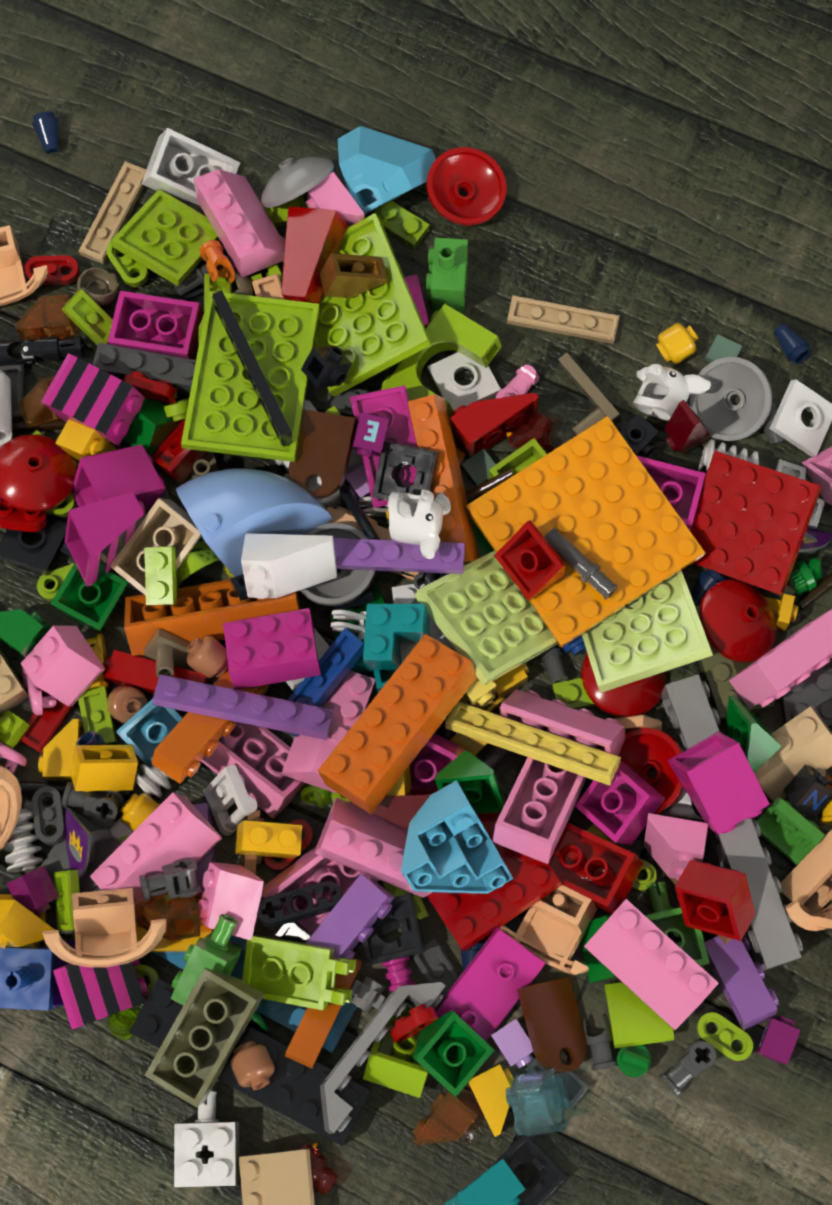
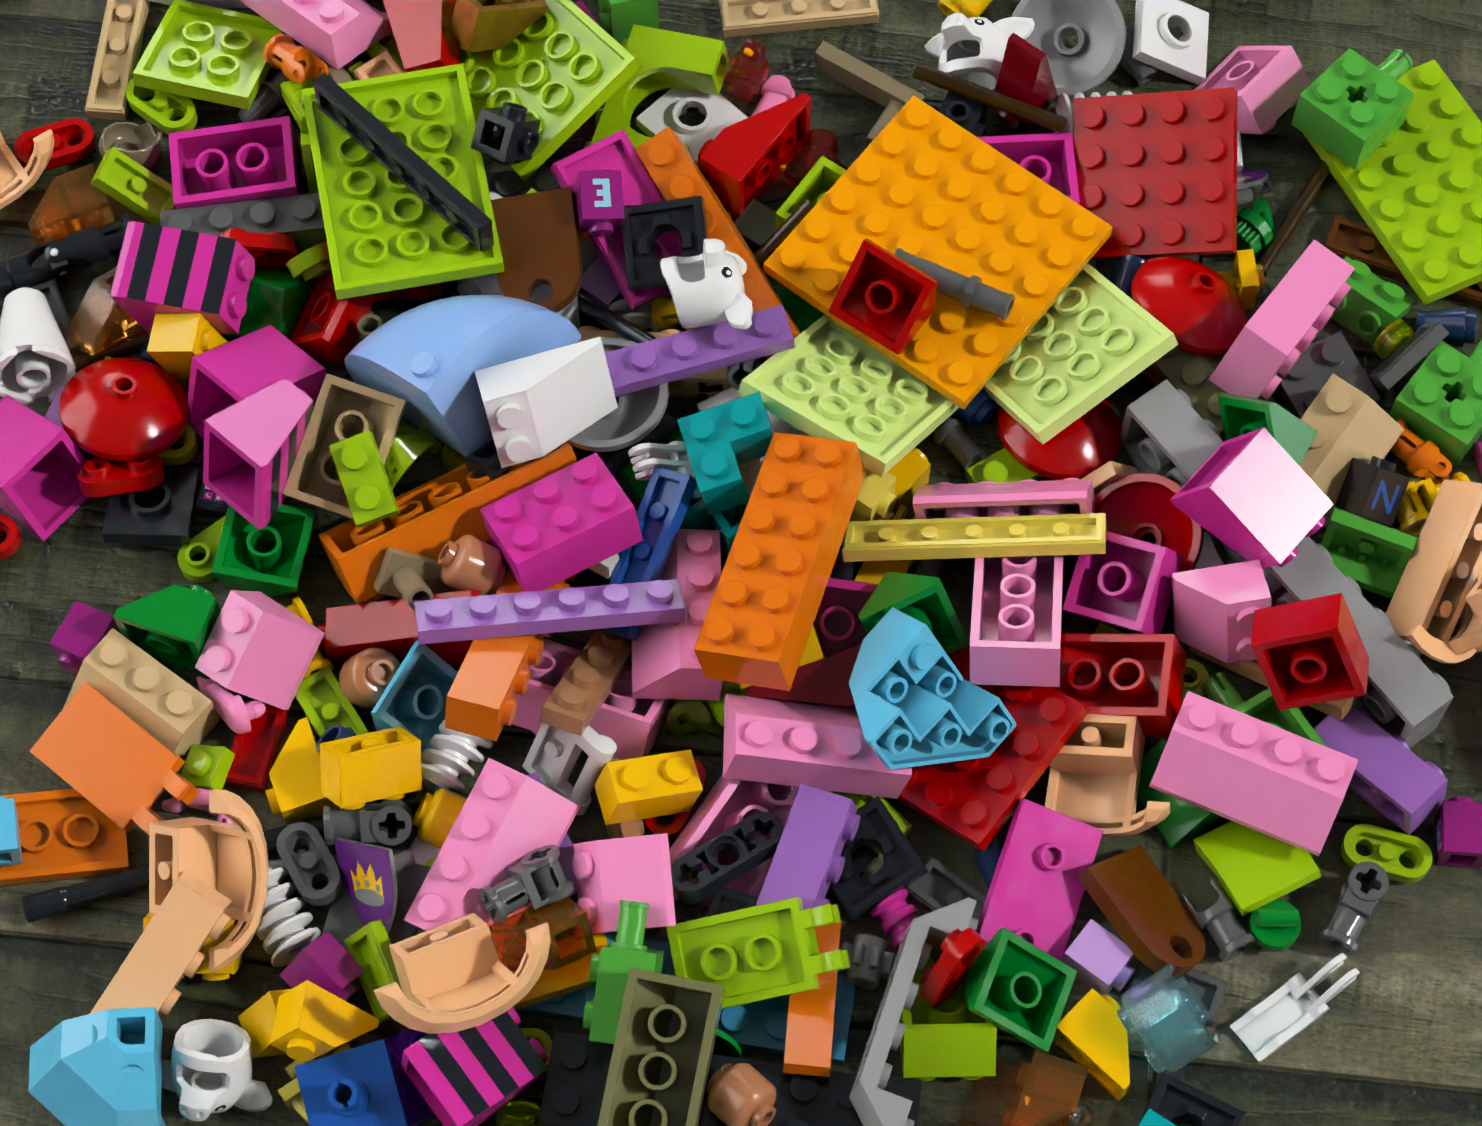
camera: 25 degrees left, 10 degrees down
(252, 760) = (587, 683): none -> medium nougat plate
(510, 357) = (747, 70): none -> clear red animal
(620, 1117) = (1289, 1010): none -> white arm
(660, 431) = (990, 98): none -> dark brown bar

